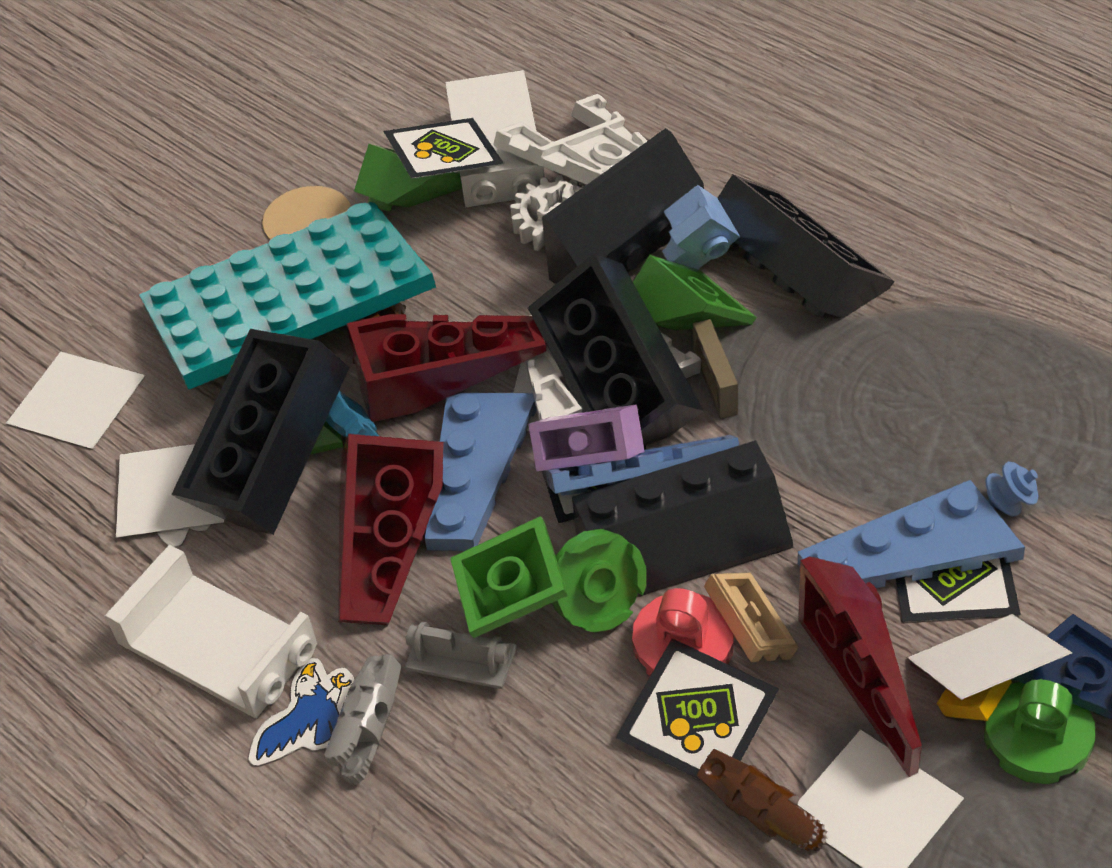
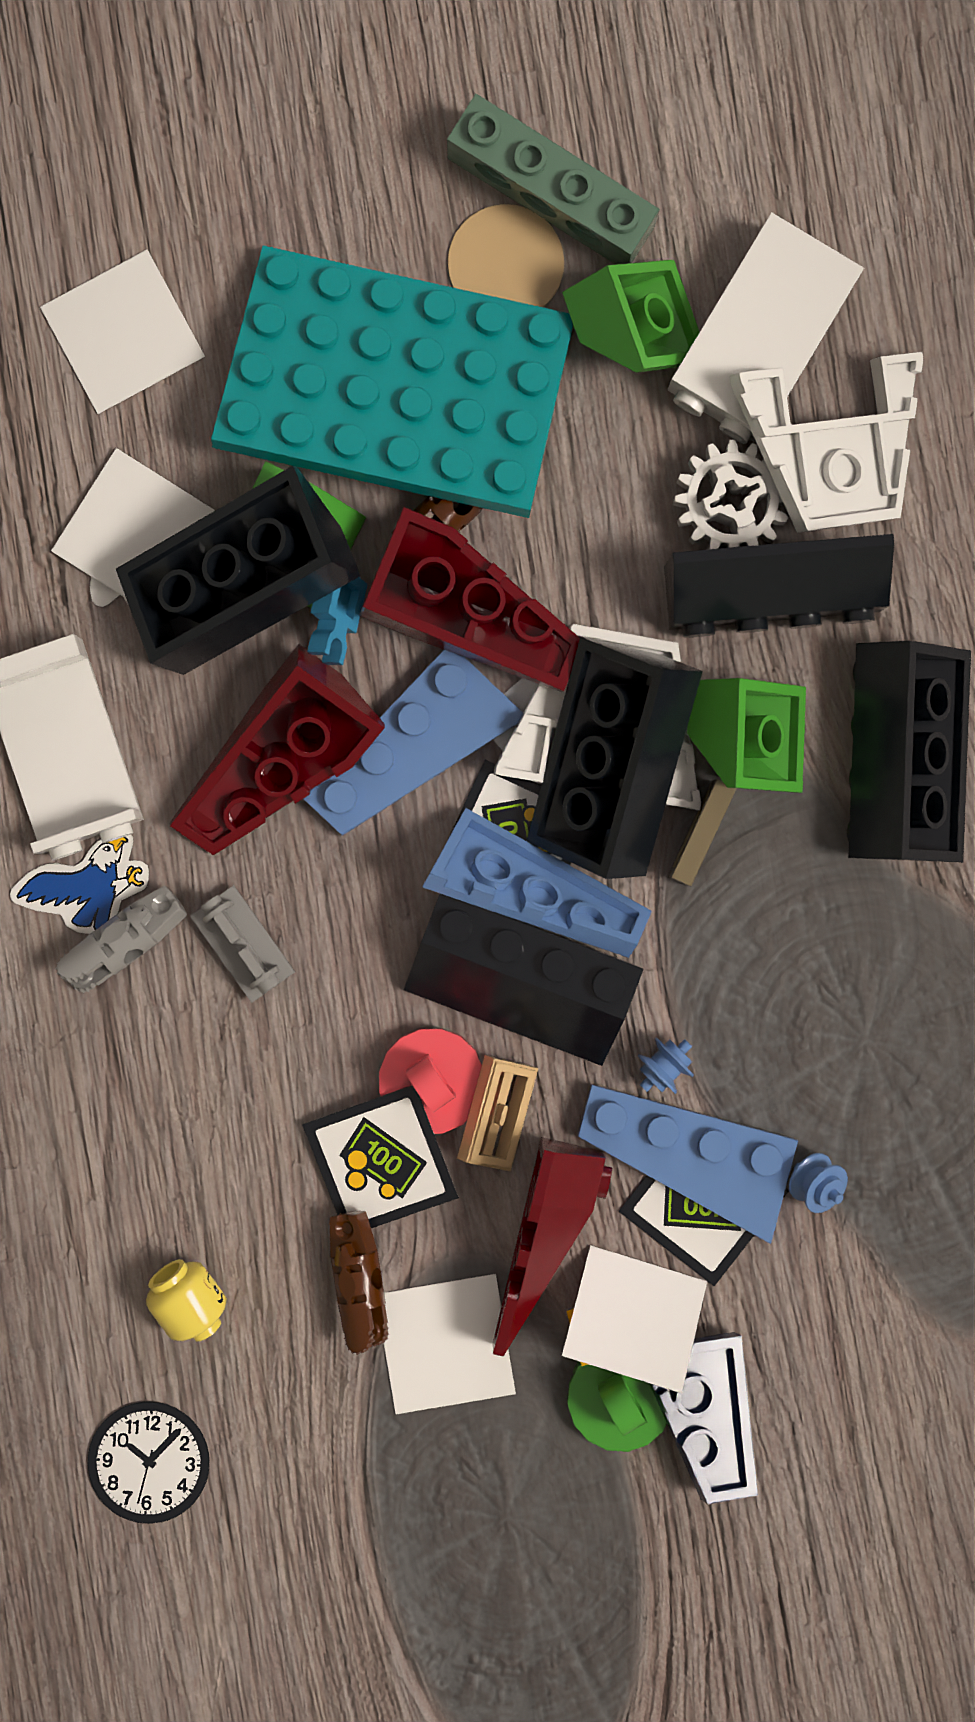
camera: 30 degrees right, 40 degrees up
(295, 156) = (551, 182): none -> sand green brick
(442, 147) = (677, 334): sticker -> none
(508, 577) = (314, 940): bright green slope -> none
(586, 438) = (506, 837): lavender brick -> none
(600, 578) = (396, 981): bright green tile -> none
(698, 229) = (828, 666): light blue brick -> none
(834, 501) = (665, 1065): none -> medium blue wheel

